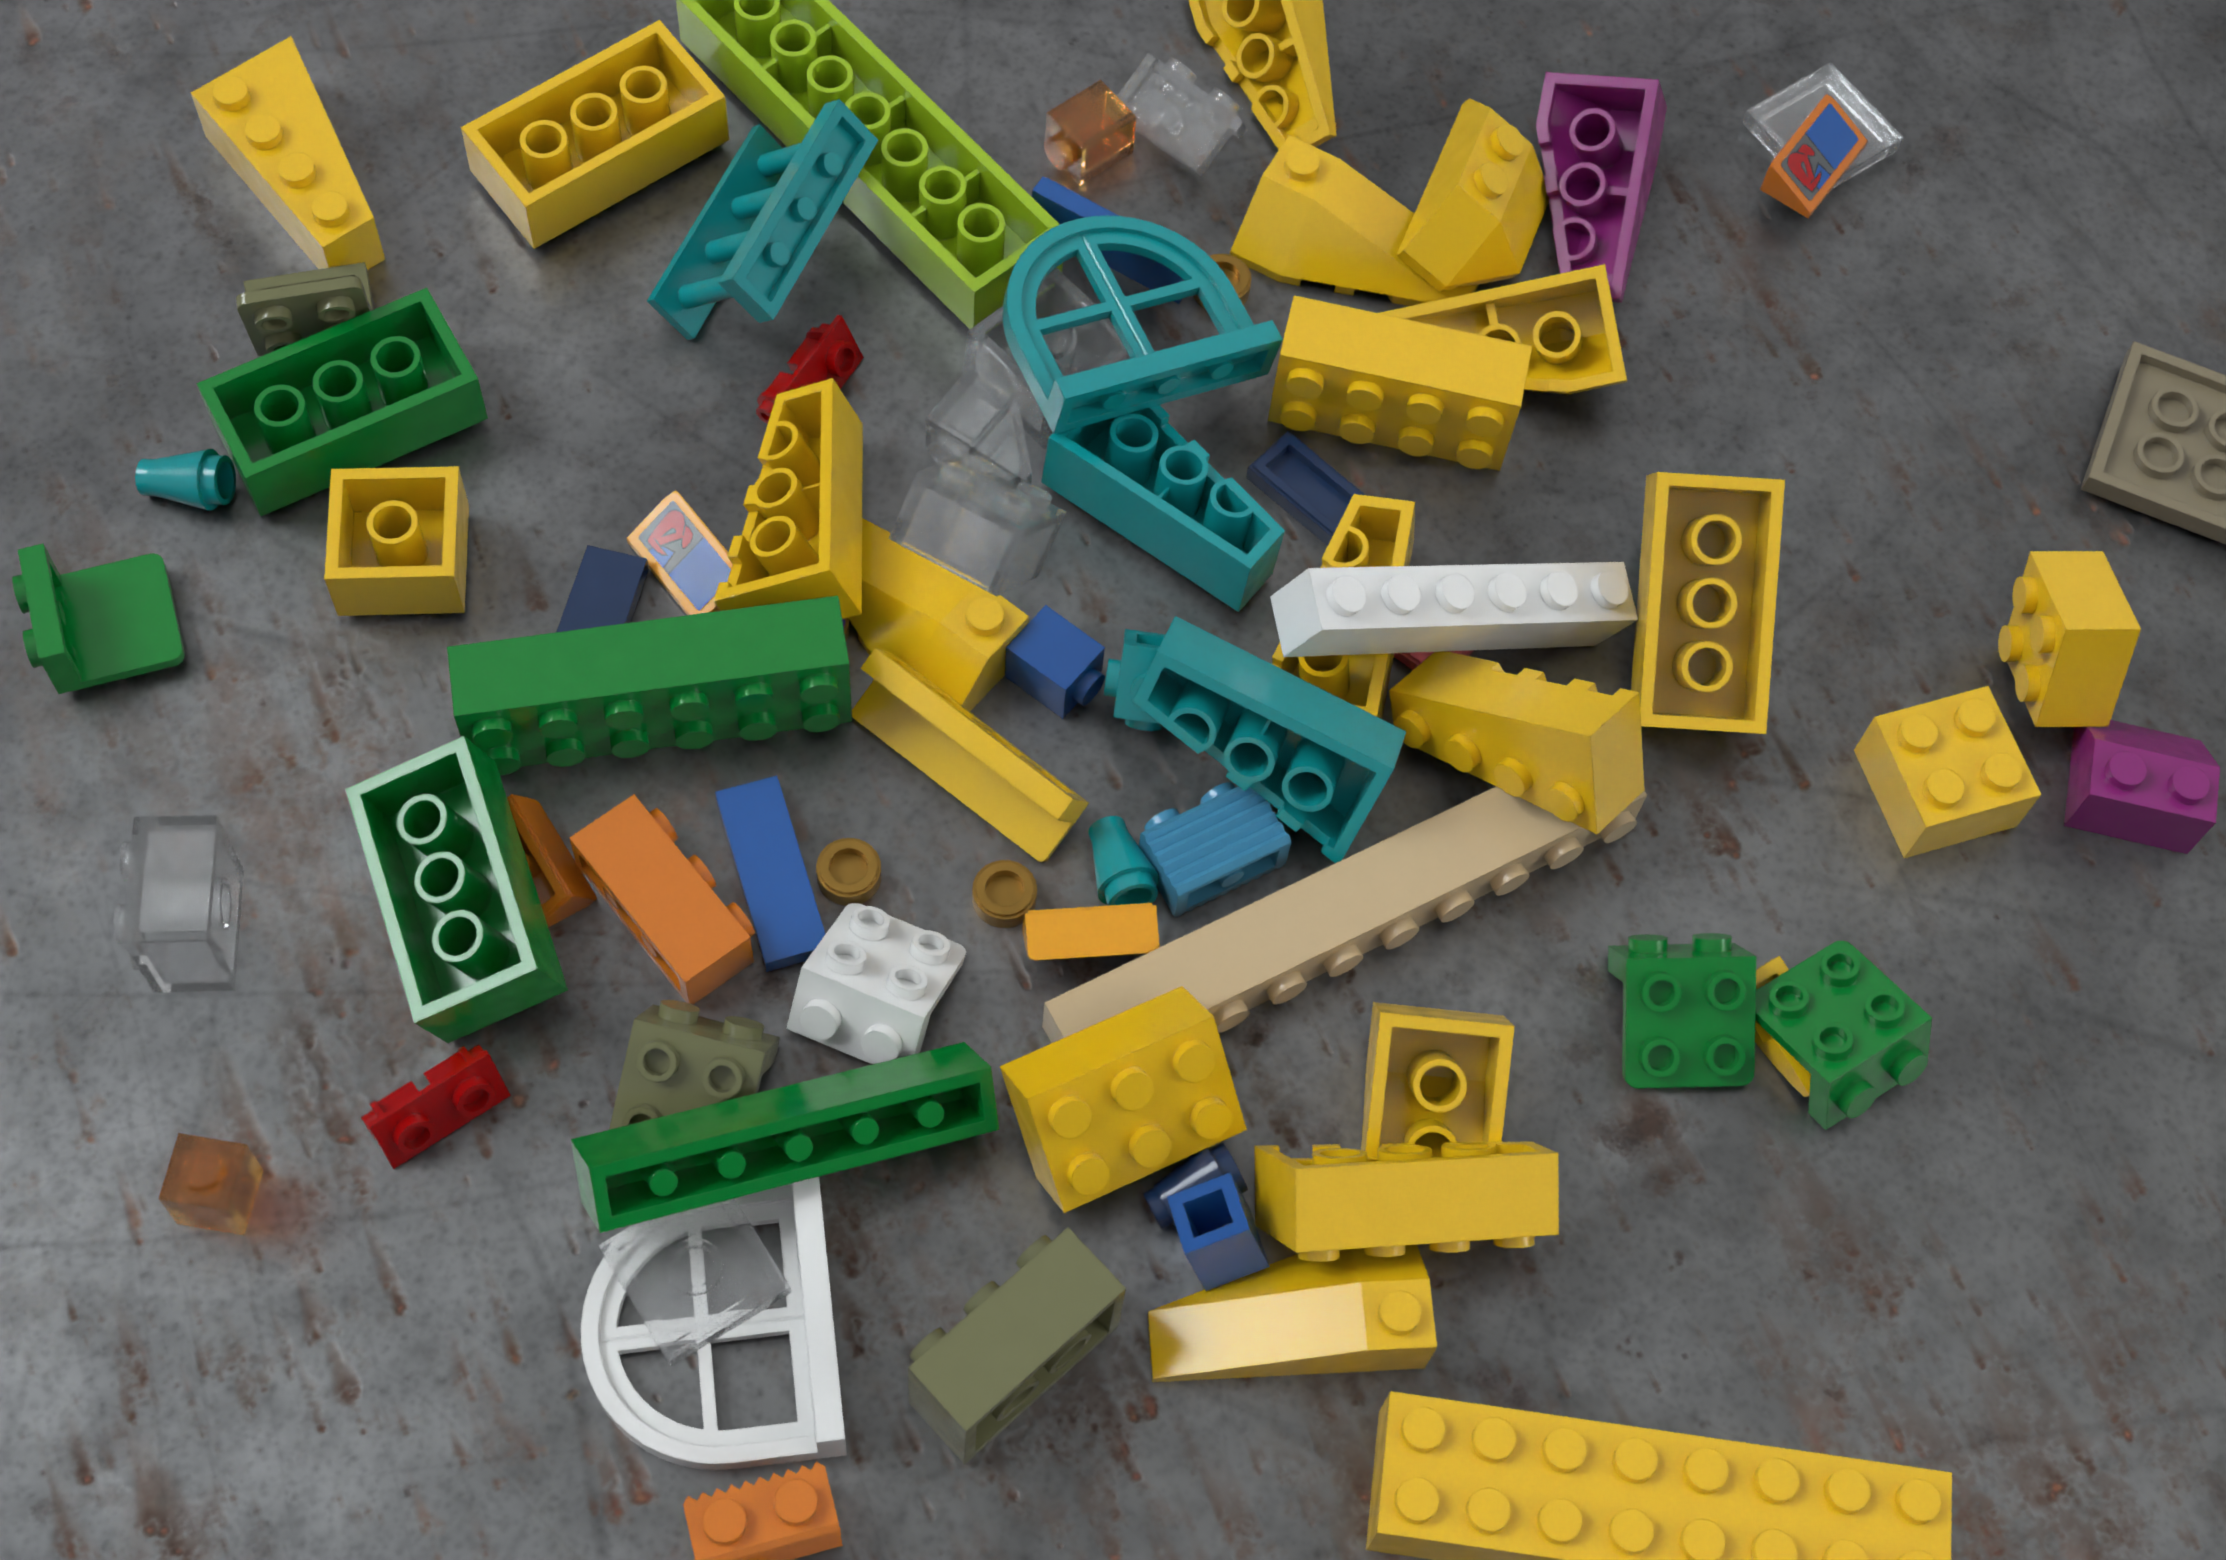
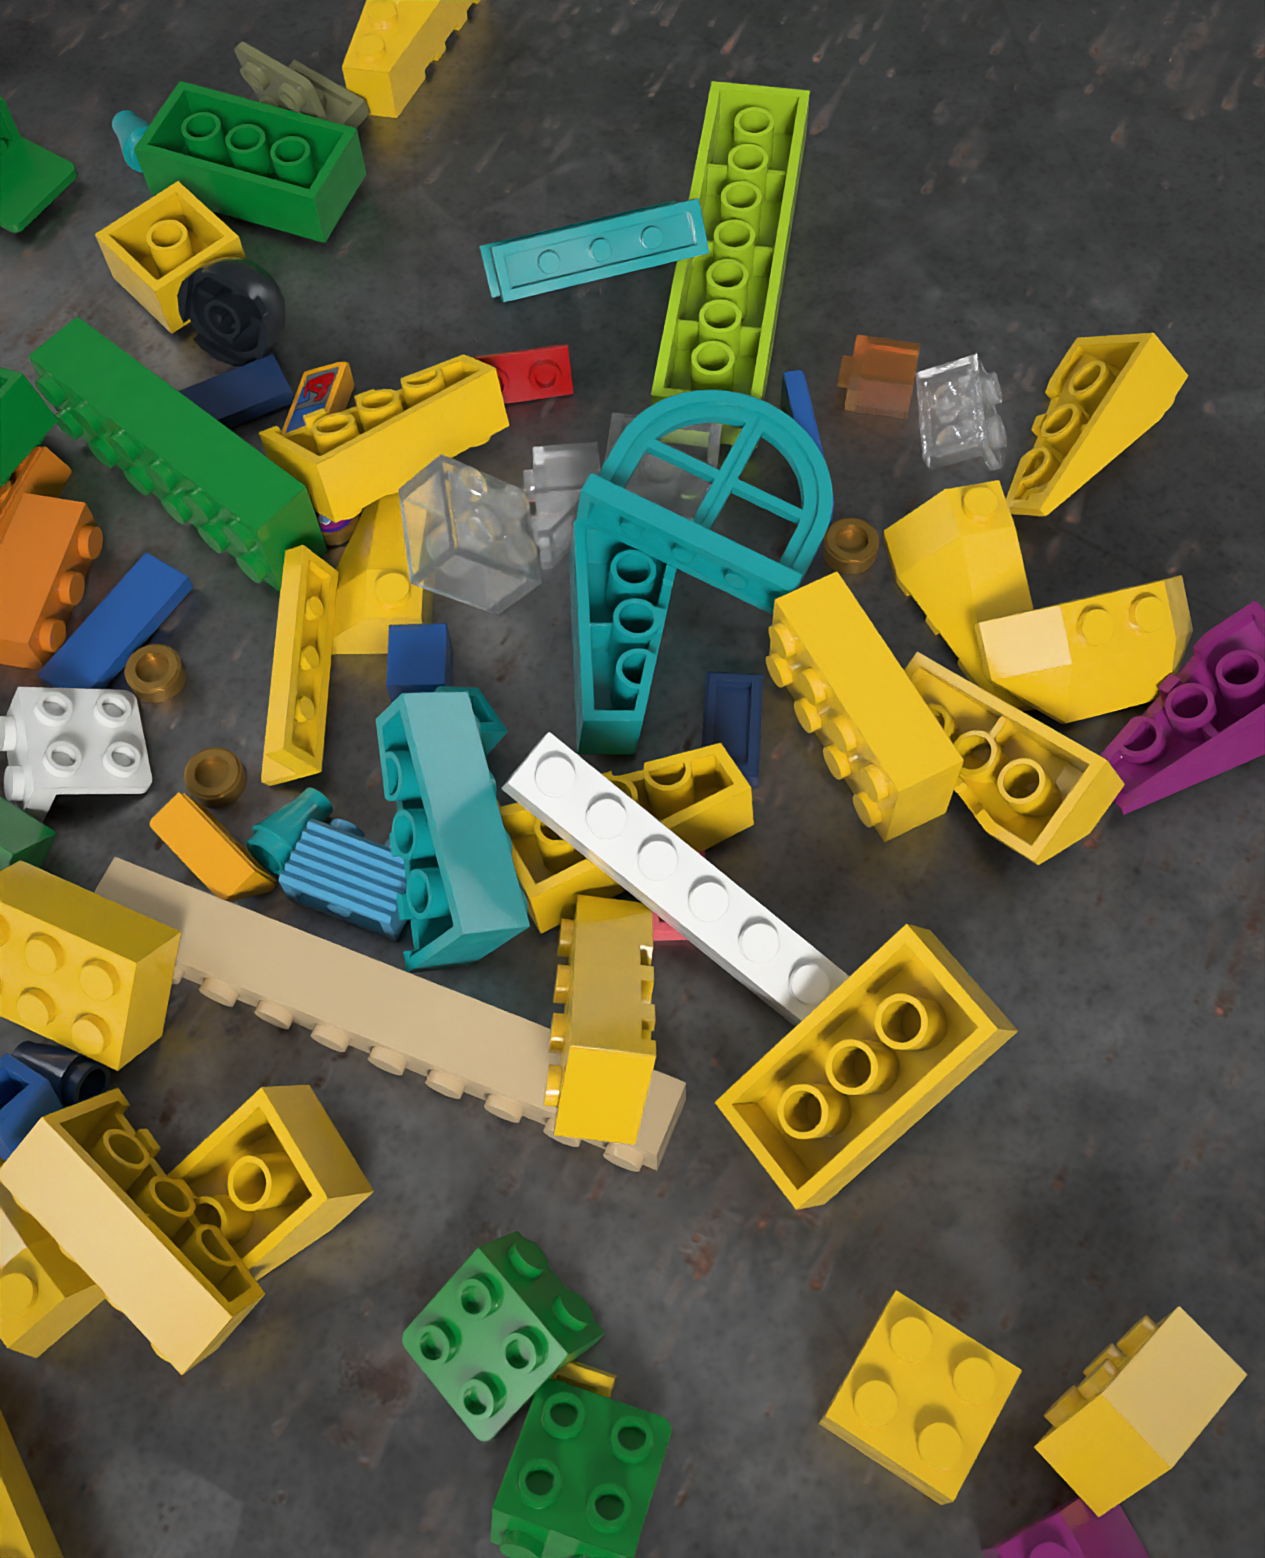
camera: 60 degrees right, 0 degrees up
(518, 536) = (233, 309): none -> black cylinder
(596, 133) = (576, 131): yellow brick -> none

